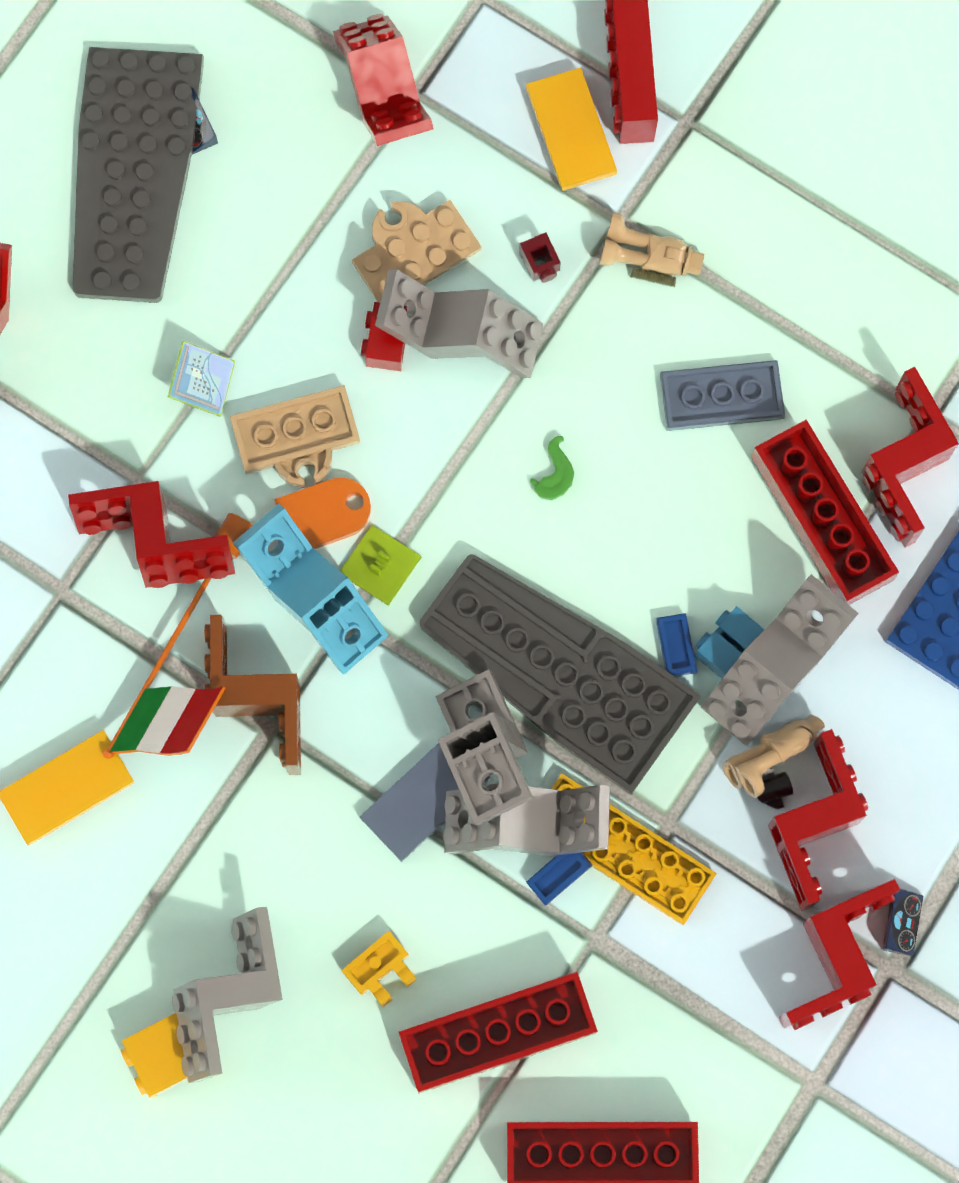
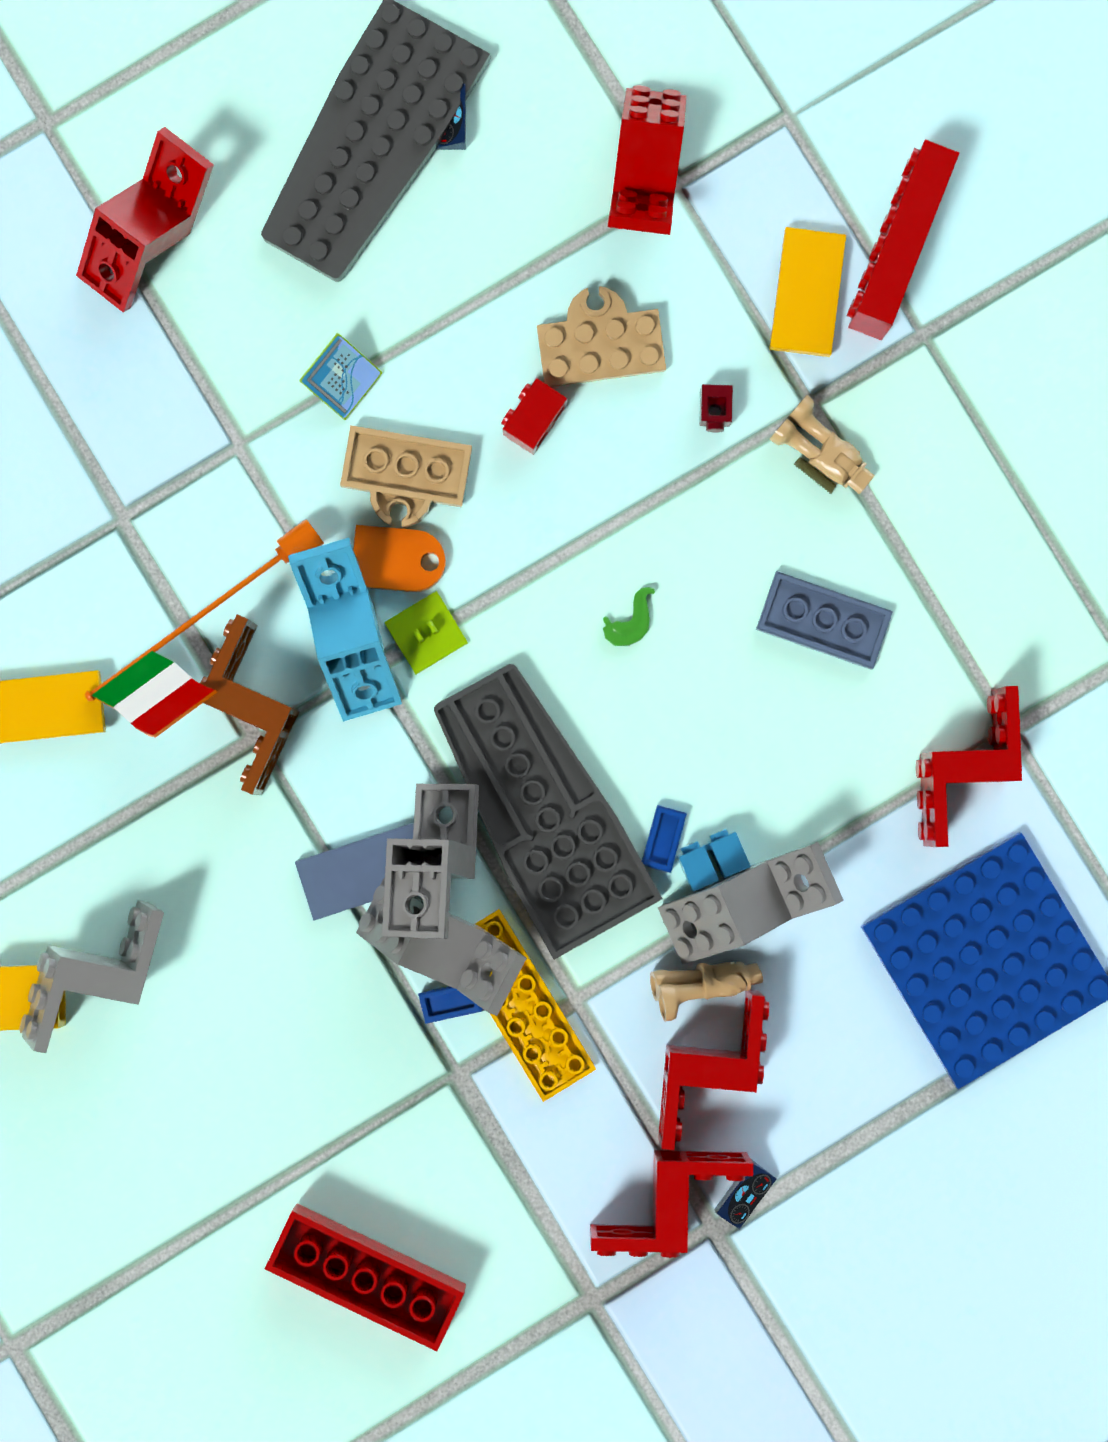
camera: 25 degrees right, 10 degrees up
(157, 557) = (221, 508): red bracket -> none
(375, 964) = (246, 1003): yellow plate -> none
(459, 323) = (605, 437): light grey bracket -> none
(498, 1032) = (323, 1122): red brick -> none
(776, 787) = (689, 1016): black piece -> none
(824, 513) = (862, 782): red brick -> none

